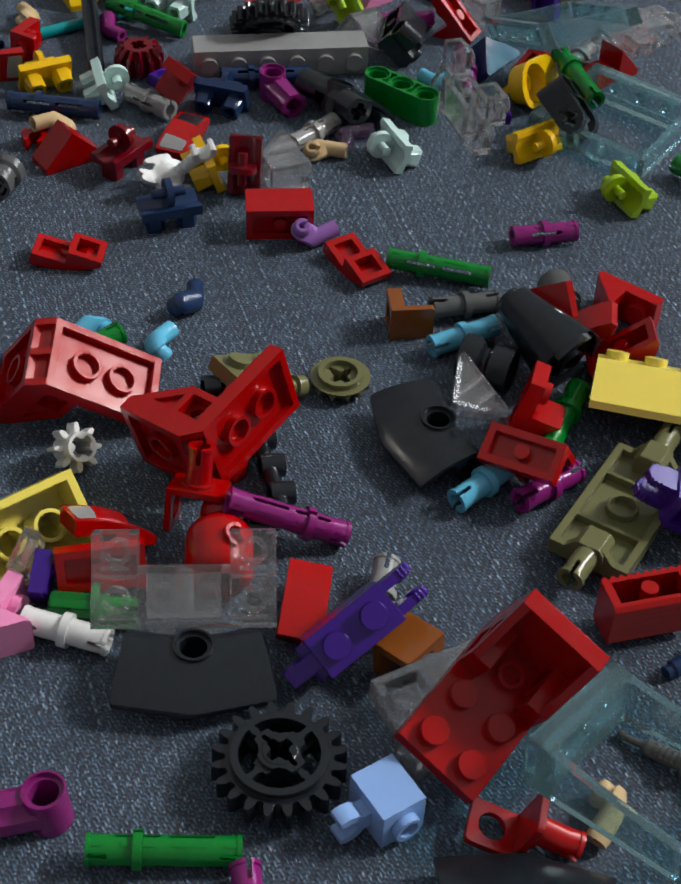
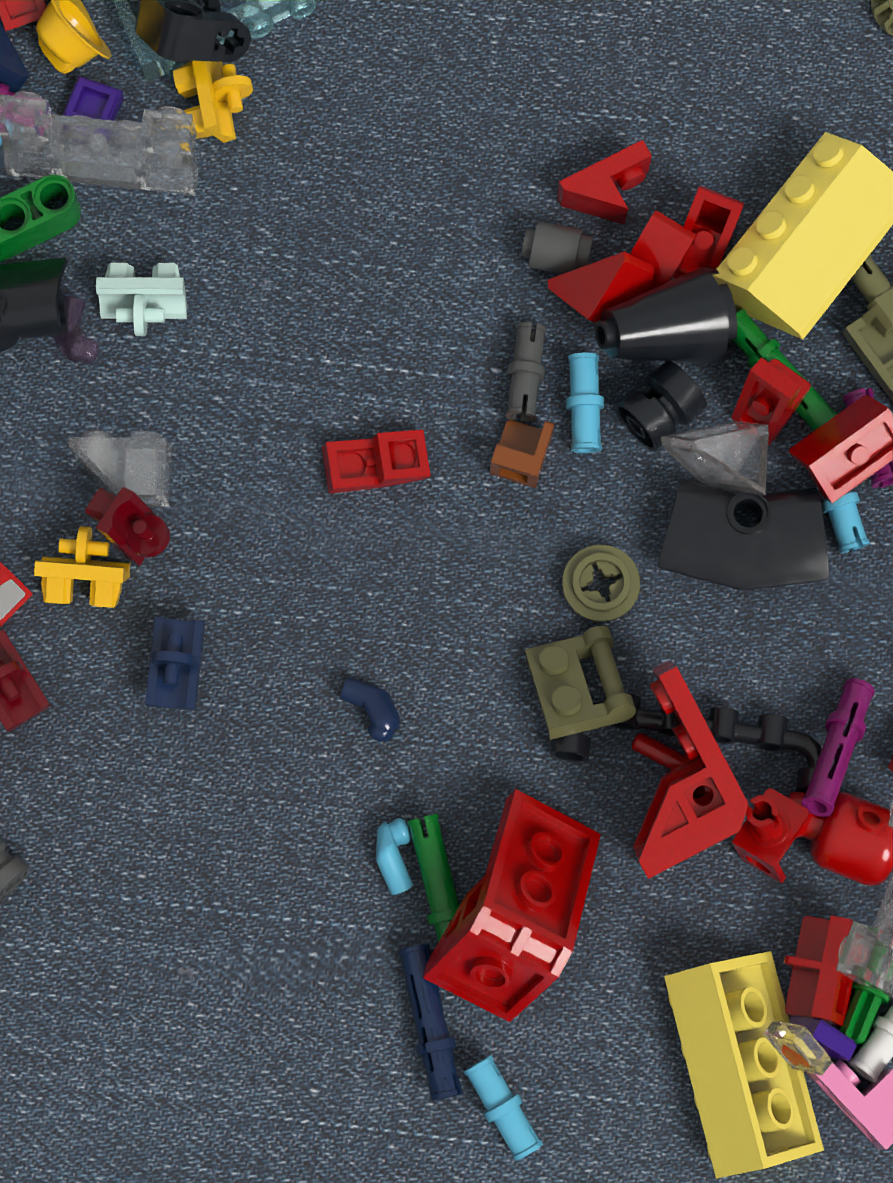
camera: 65 degrees left, 35 degrees up
(77, 255) = (205, 828): red slope -> none
(83, 519) = (774, 945): red slope -> none
(84, 447) = (622, 941): white gear -> none
(156, 341) = (448, 779): medium azure arm -> none
(166, 167) = (92, 631): white piece -> none
(274, 210) = (244, 518): red panel -> none
(313, 235) = (299, 497): medium lavender arm -> none
(316, 129) = (41, 362): light grey pin -> none
(321, 149) = (93, 391): tan arm -> none
(398, 259) = (425, 381): green pin -> none
(523, 234) = (416, 196): magenta pin -> none
(627, 190) = (373, 41): lime hips -> none

